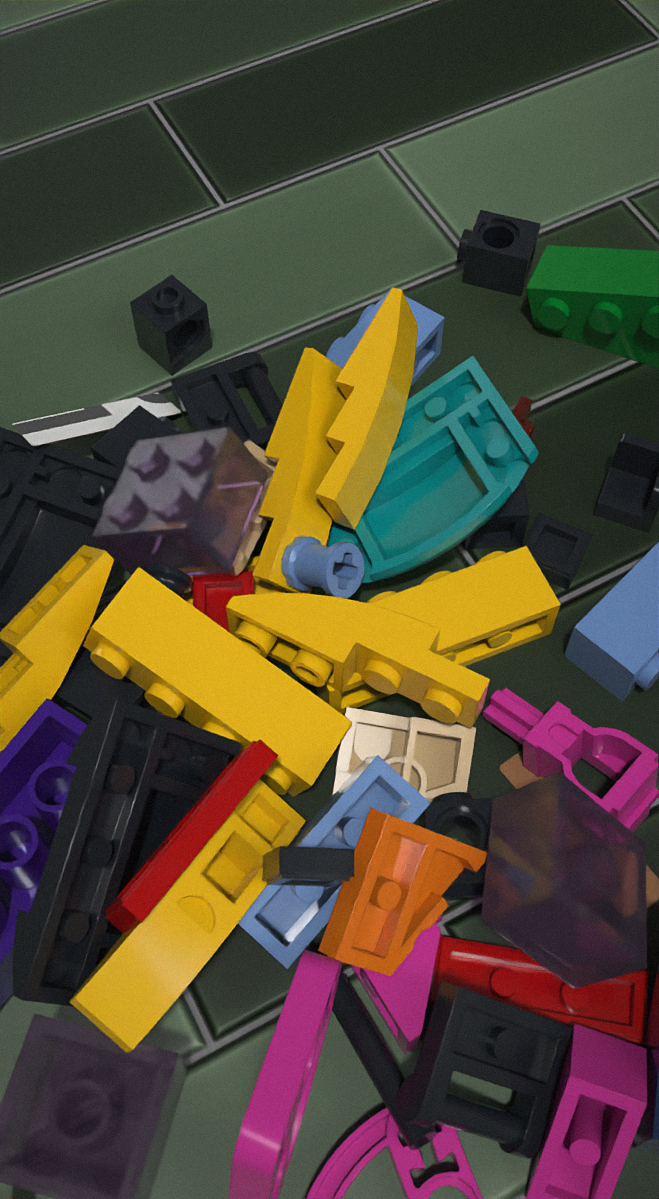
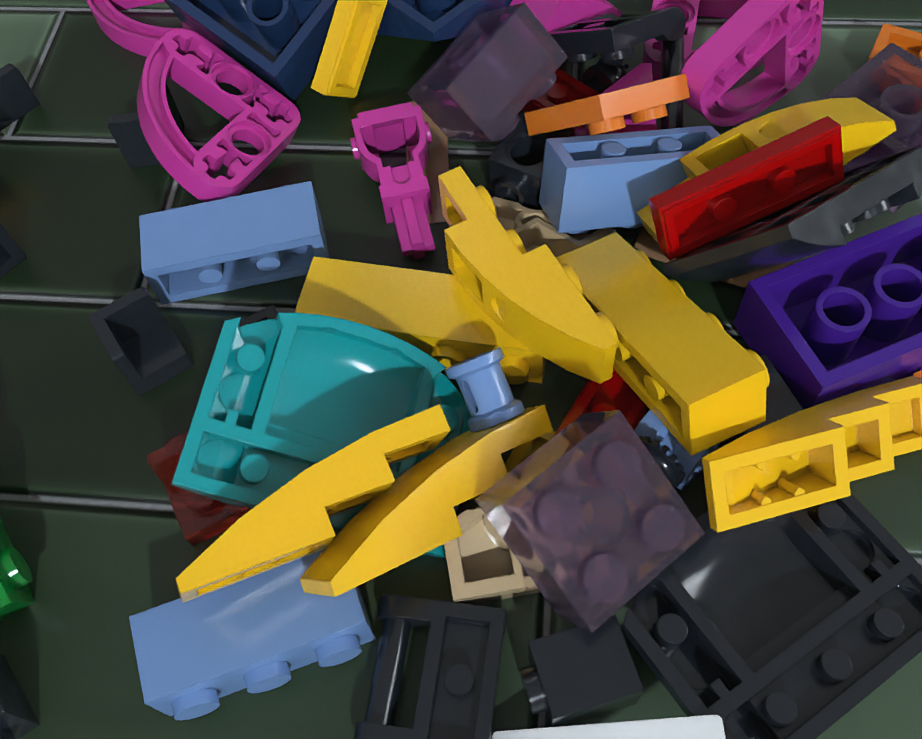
camera: 140 degrees left, 0 degrees up
(307, 866) = (674, 116): black tile -> none

